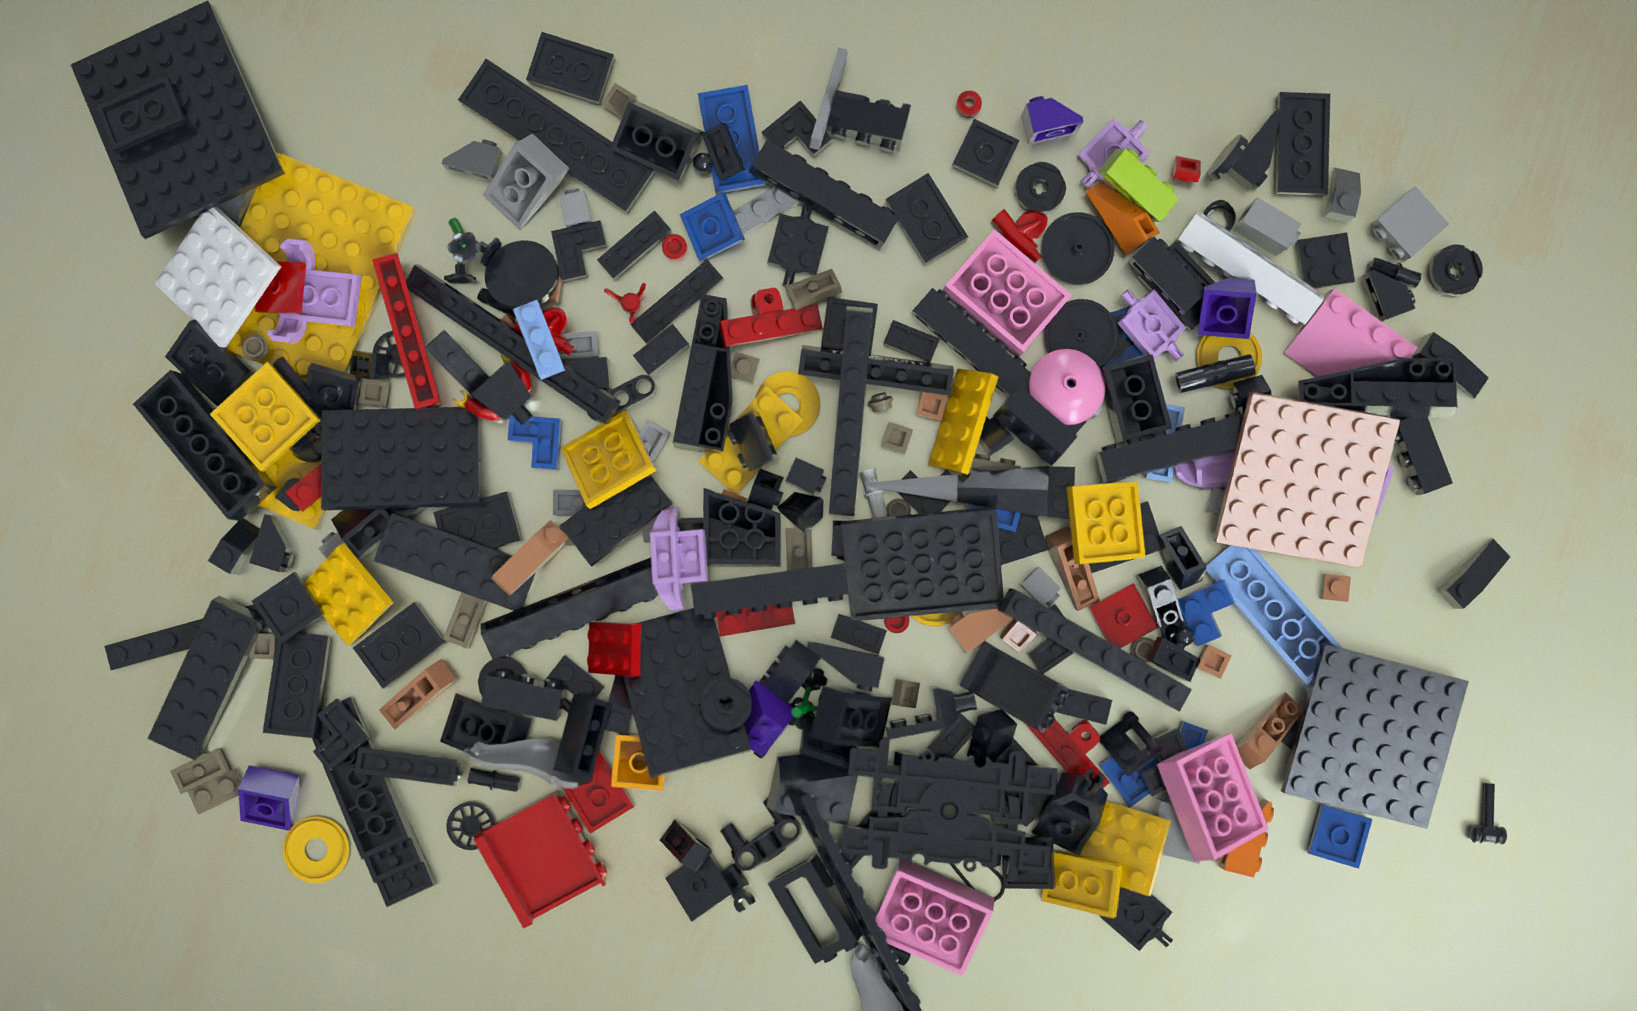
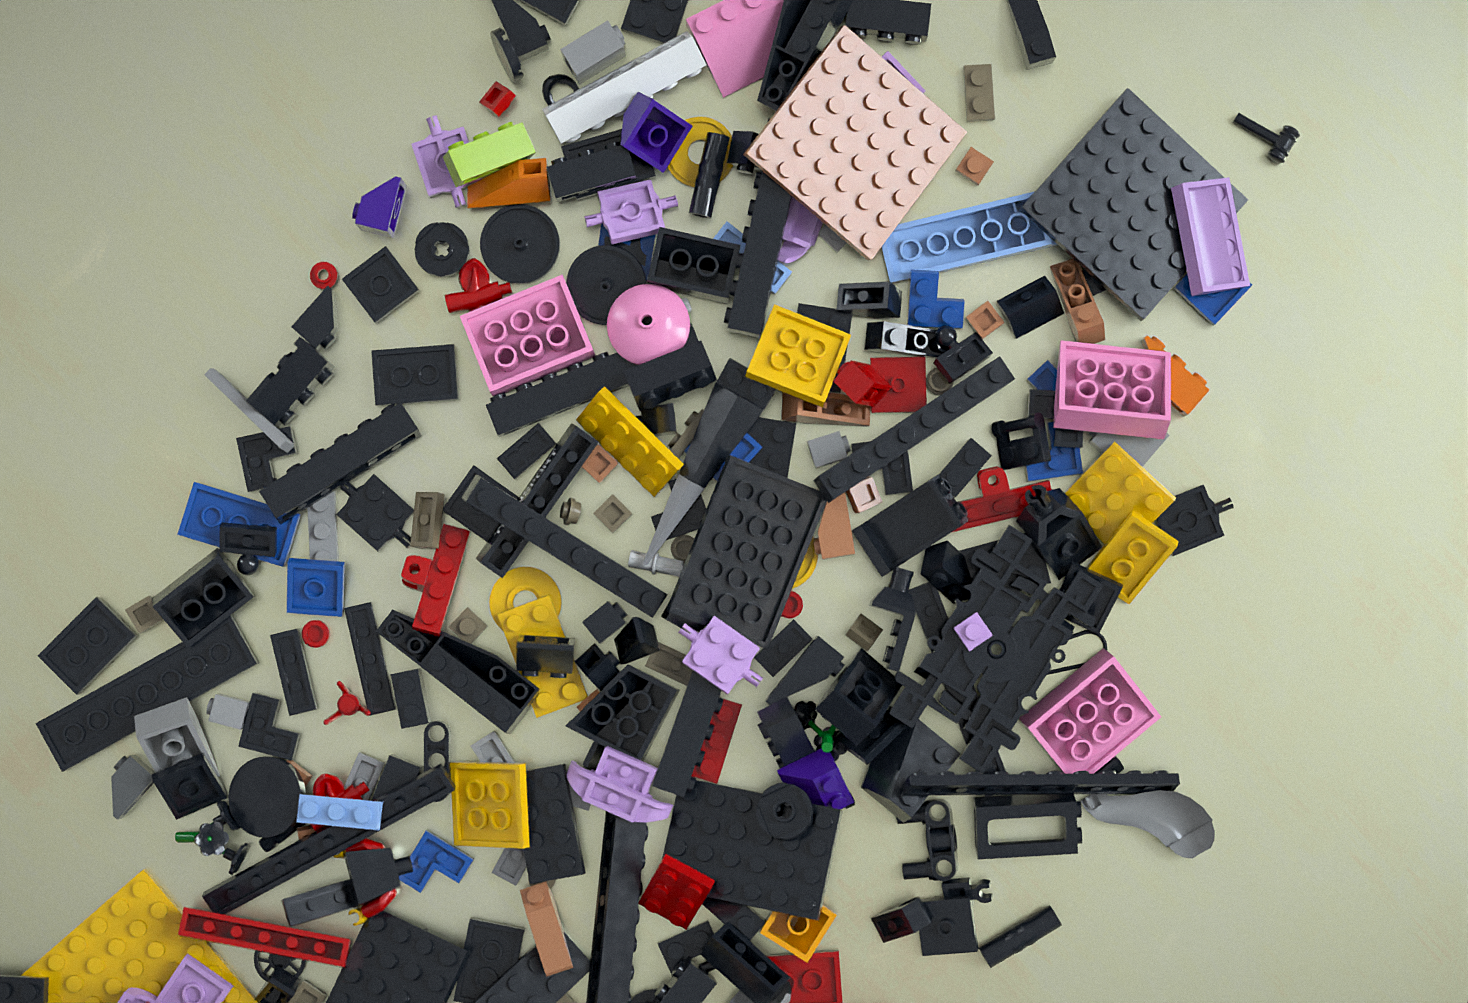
camera: 60 degrees left, 0 degrees up
(498, 208) = (189, 786): none -> black plate
(722, 950) = (1020, 936): none -> black axle
(827, 585) = (720, 655): none -> lavender plate
(930, 118) = (319, 321): none -> black slope
(953, 784) = (972, 631): none -> lavender plate
(1110, 586) = (862, 383): none -> red brick
(1244, 694) = (1031, 306): none -> black panel
(1382, 813) = (1210, 236): none -> lavender slope
(1398, 560) = (979, 92): none -> dark tan plate

